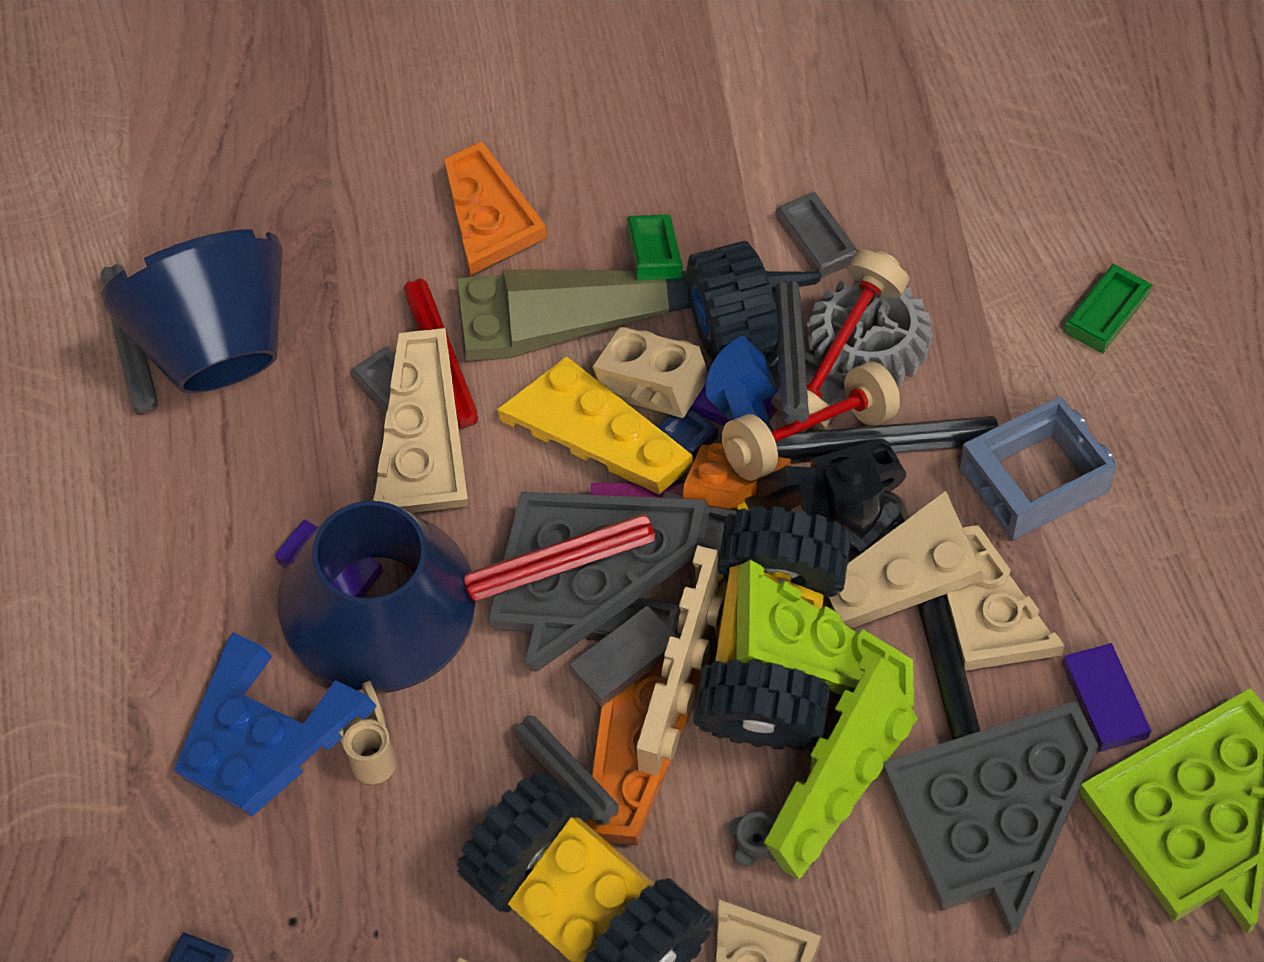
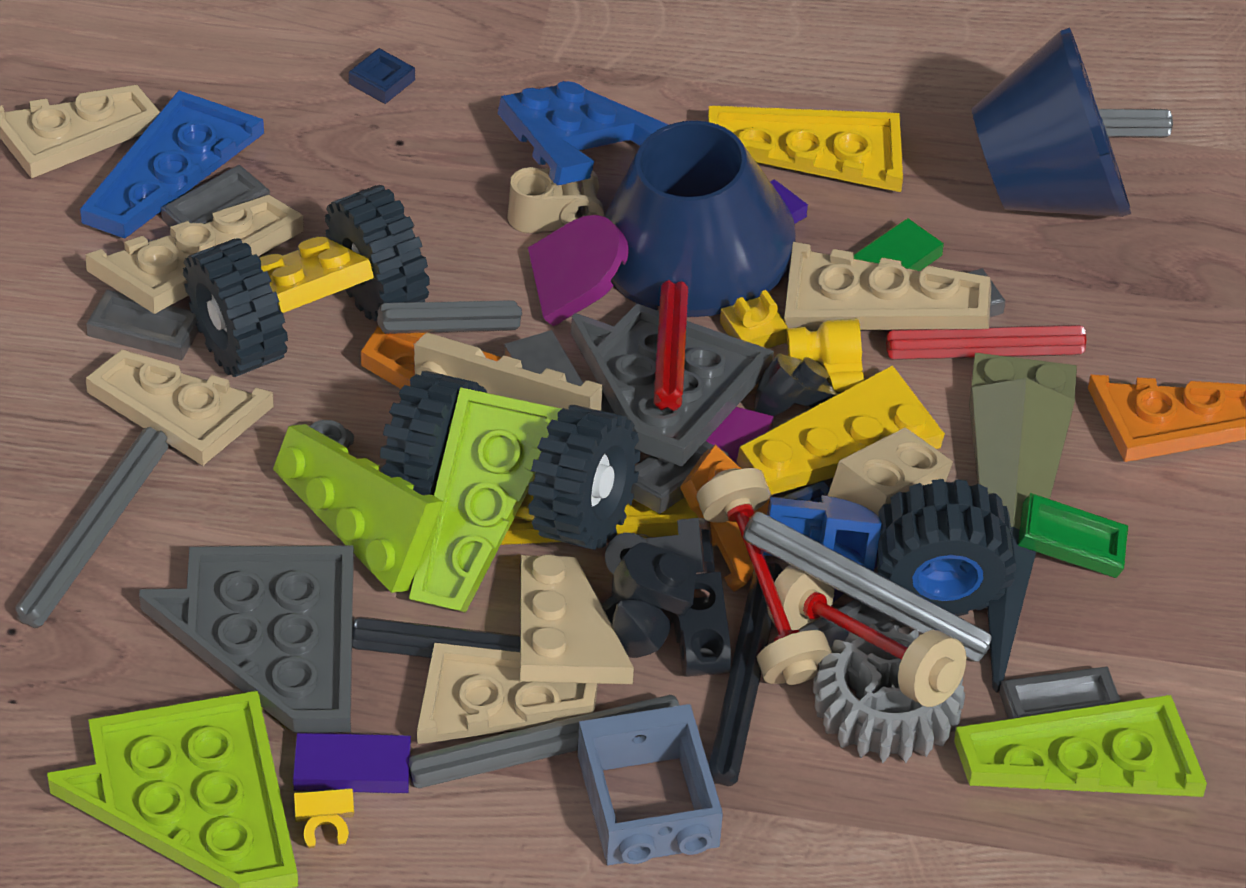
camera: 100 degrees right, 10 degrees down
(212, 531) = (821, 142): none -> yellow wing
(346, 440) = (906, 244): none -> green tile
(458, 679) = (576, 265): none -> magenta tile
(473, 528) = (755, 321): none -> yellow tile
(489, 453) = (835, 347): none -> yellow piece
(550, 470) = (791, 382): none -> black plate
(860, 196) = (1092, 749): none -> lime wing
(1022, 561) = (513, 747): none -> dark grey axle
(1172, 693) = (324, 808): none -> yellow tile

